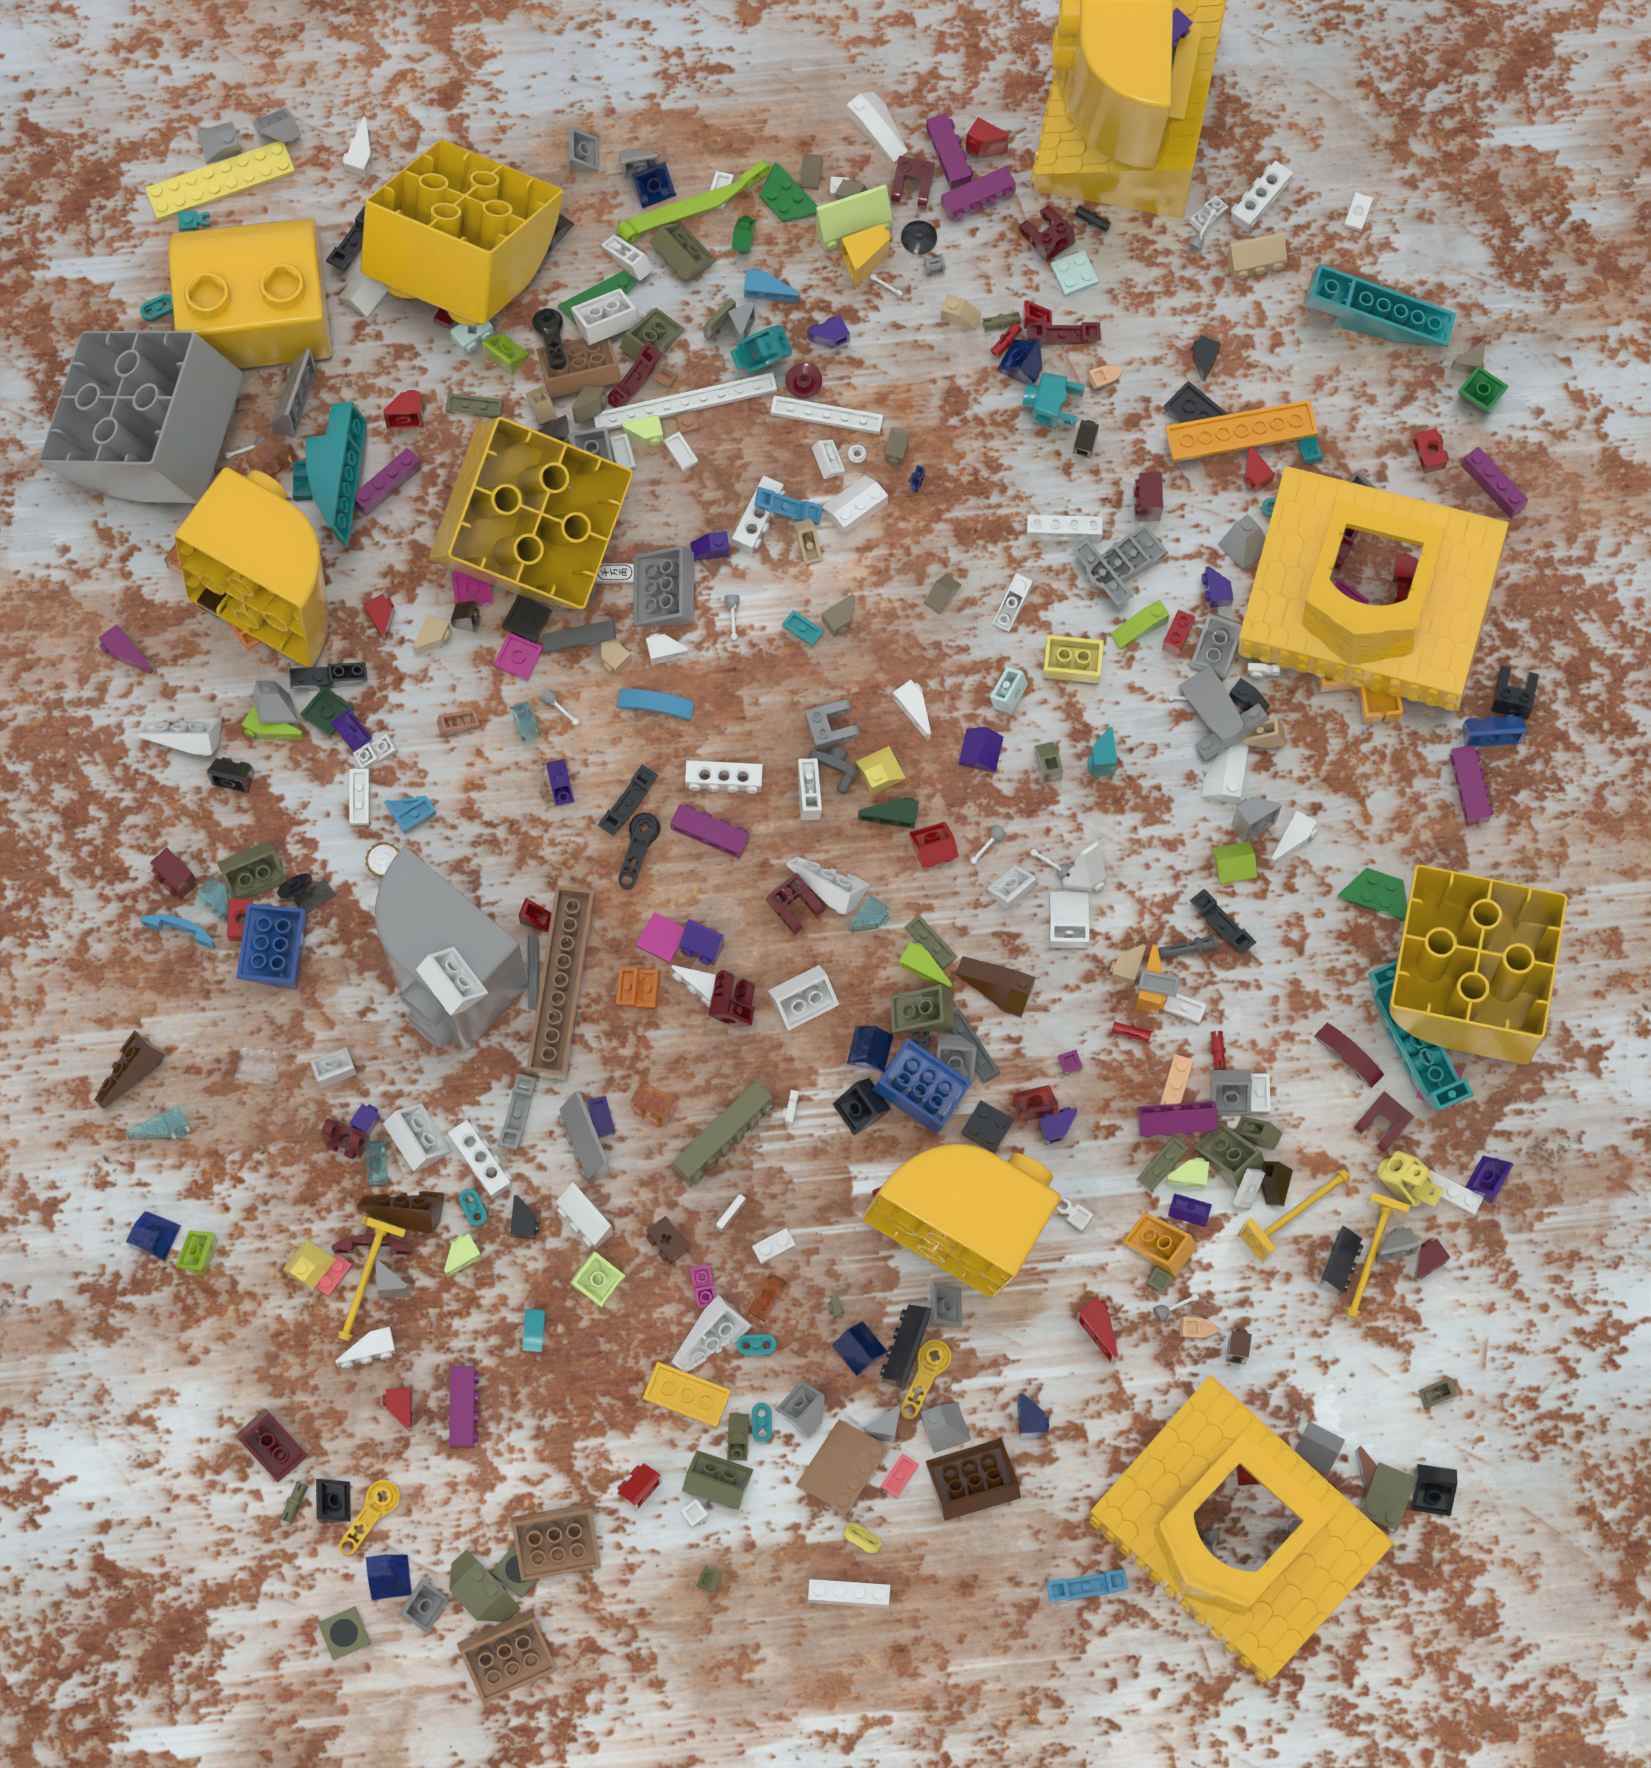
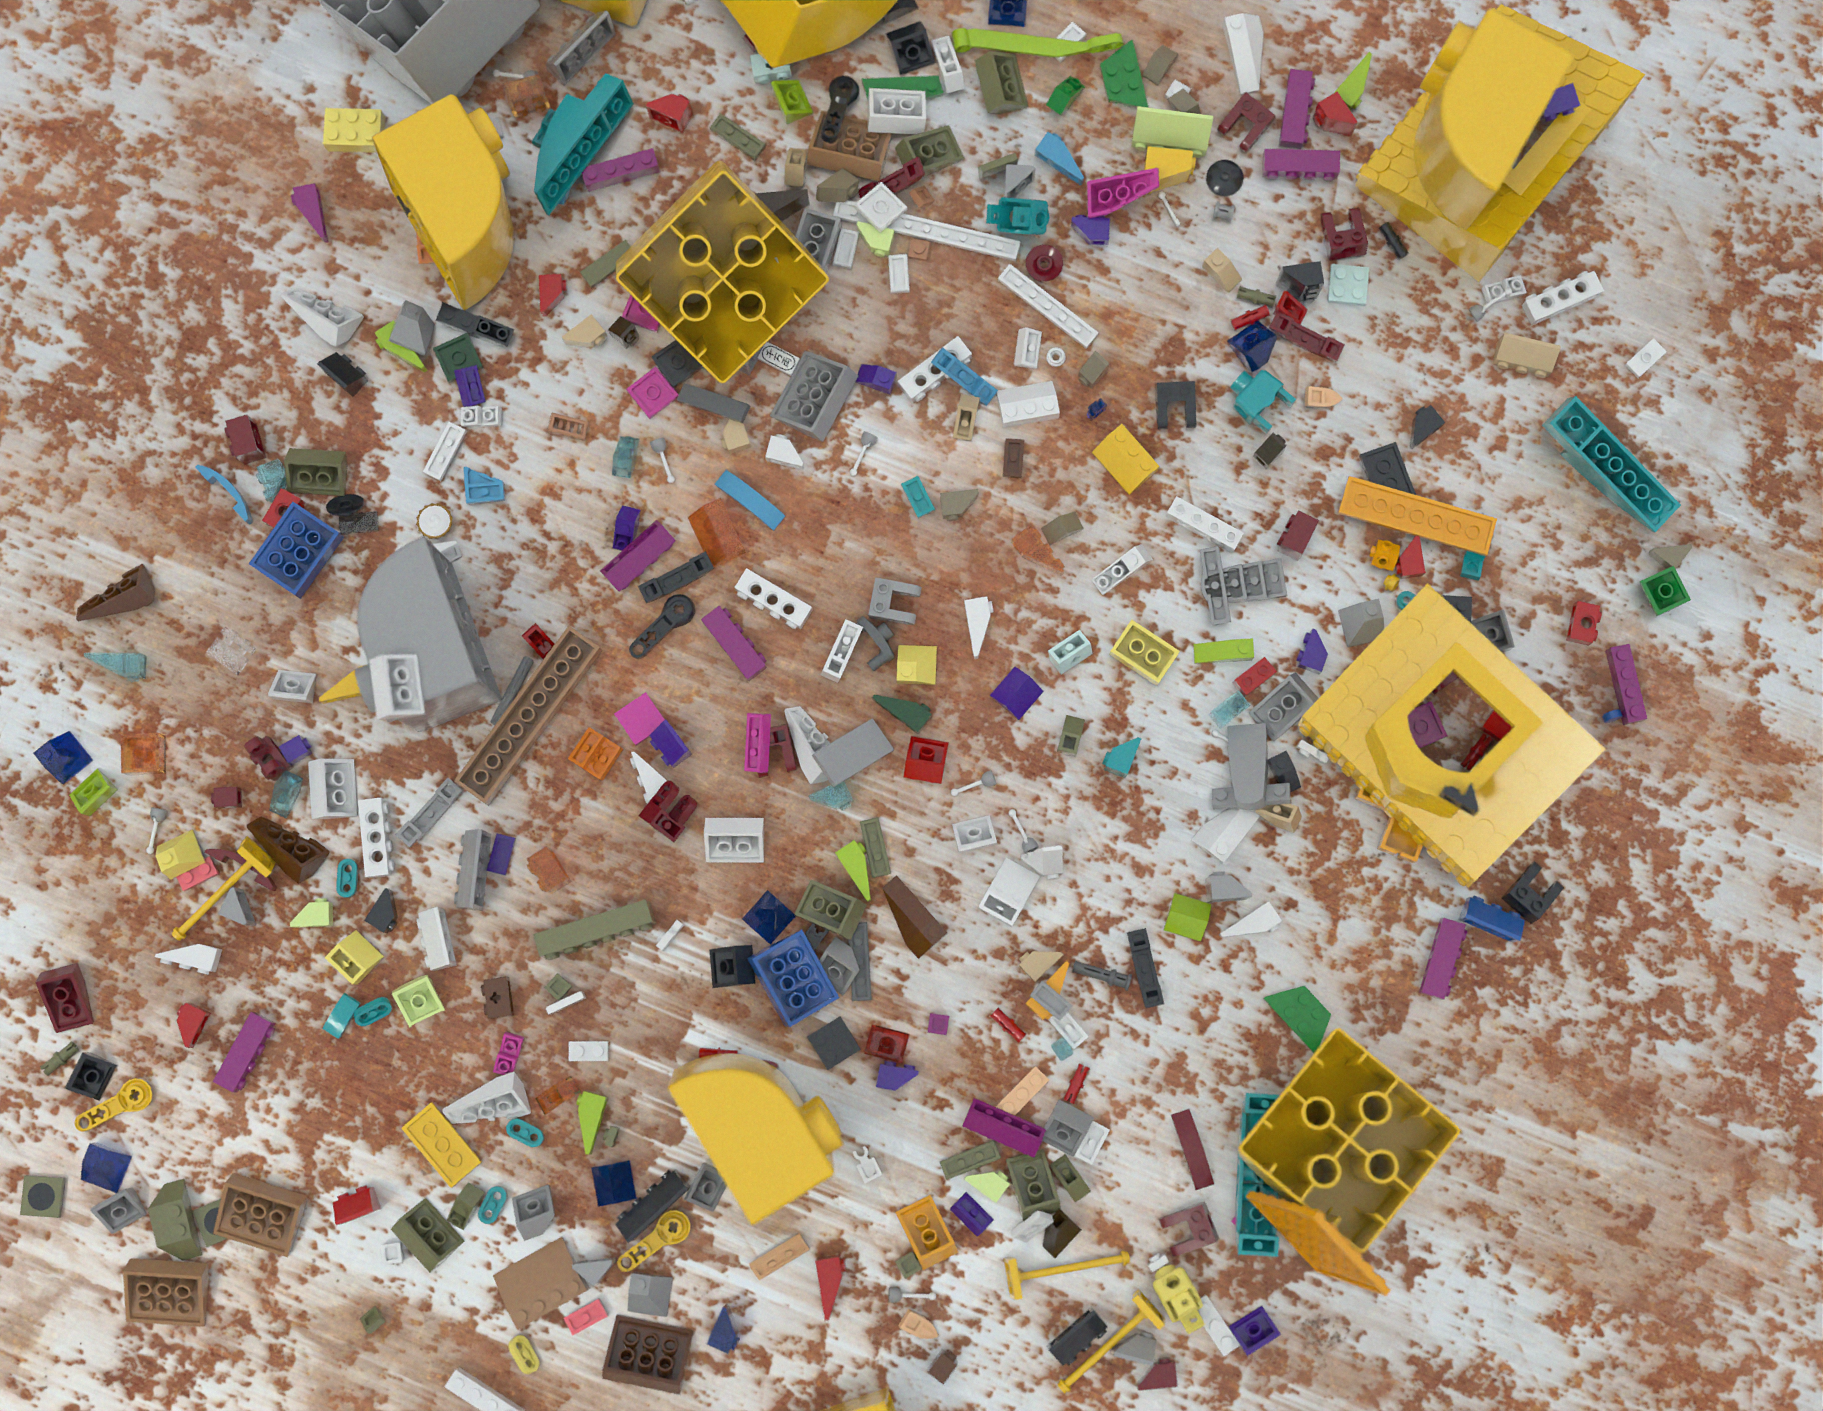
camera: 35 degrees right, 10 degrees up
(126, 563) = (352, 129): none -> light yellow brick
(227, 1193) = (143, 754): none -> clear orange brick
(268, 1241) = (156, 815): none -> hinge
(324, 1193) = (227, 797): none -> dark red brick
(389, 1035) = (344, 689): none -> yellow slope
(416, 569) = (604, 265): none -> olive tile
(518, 1272) = (354, 957): none -> light yellow slope
(560, 1311) = (372, 1011): none -> teal plate
(583, 798) = (637, 556): none -> magenta brick
(586, 258) = (910, 47): none -> black slope
(635, 401) = (880, 207): none -> white tile
(642, 744) = (716, 532): none -> clear orange slope
(716, 1203) = (558, 986): none -> olive plate
(779, 900) = (757, 742): none -> dark pink slope
(806, 1297) = (590, 1115): none -> lime slope
(835, 288) = (1114, 192): none -> dark pink wedge
(867, 555) = (1013, 458): none -> reddish brown plate
(867, 868) = (852, 752): none -> light grey tile
(930, 622) = (1034, 550): none -> clear orange slope
(966, 508) = (1125, 459): none -> yellow slope
(980, 428) = (1175, 392): none -> black brick
(987, 105) = (1353, 86): none -> lime slope
(1035, 285) = (1302, 280): none -> black slope
(1042, 1332) = (779, 1256): none -> light nougat plate
(1172, 671) = (1229, 709): none -> clear light blue slope
(1189, 1027) = (1062, 1049): none -> clear light blue slope
(1231, 477) = (1384, 555): none -> light orange brick
(1250, 497) = (1391, 582): none -> yellow plate
(1372, 1163) = (1157, 1261): none -> white plate
(1417, 621) = (1465, 802): none -> black slope
(1499, 512) = (1612, 716): none -> blue tile
(1501, 1058) = (1318, 1242): none -> light orange plate

